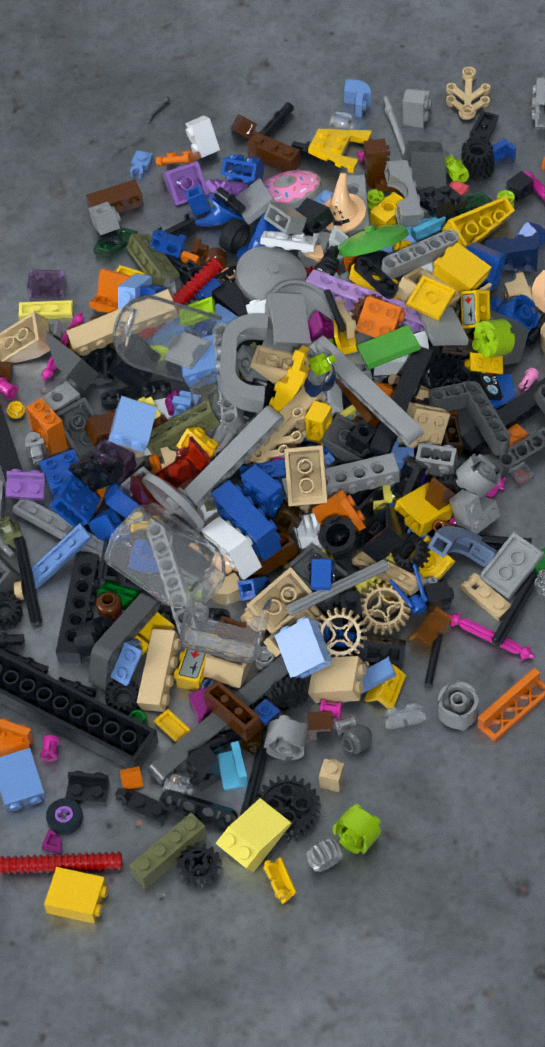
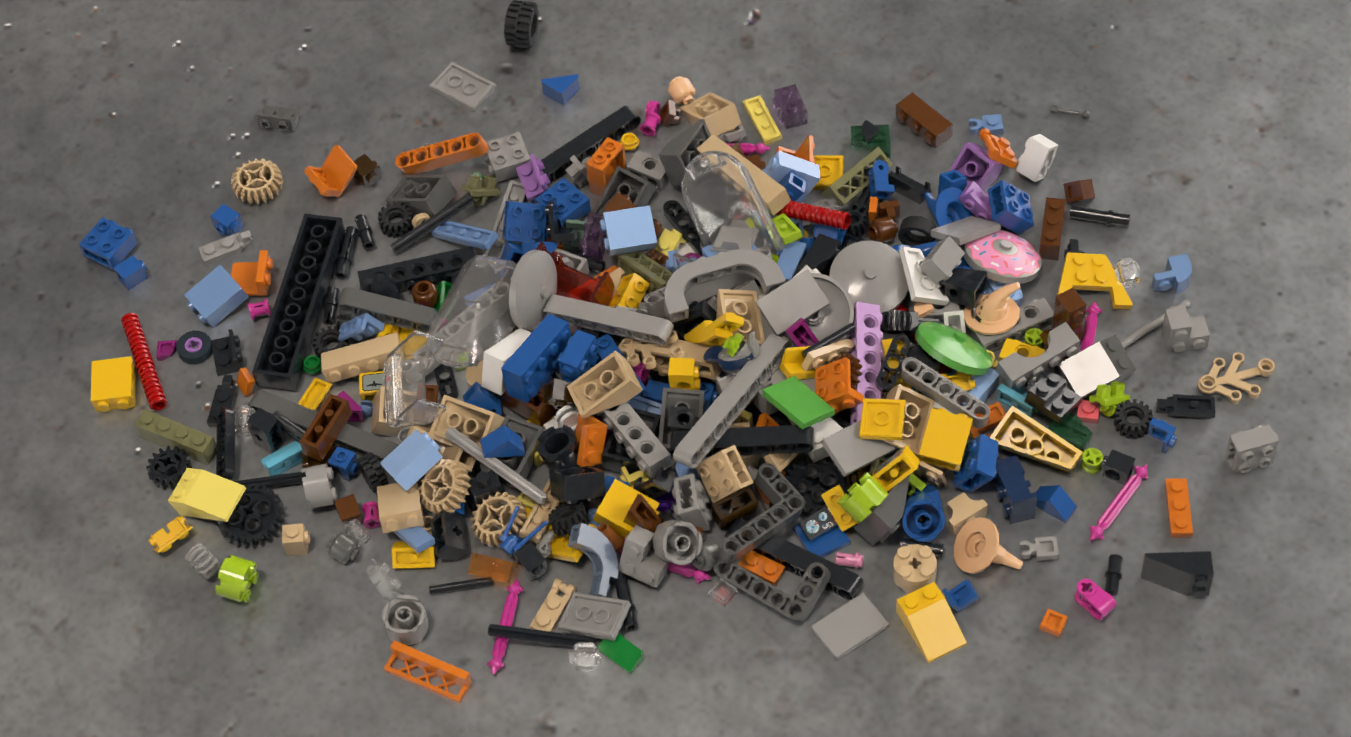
camera: 70 degrees right, 0 degrees up
(104, 218) = (885, 116): light grey brick -> none
(229, 200) = (951, 207): black axle -> none
(477, 146) = (1136, 397): black tyre -> none

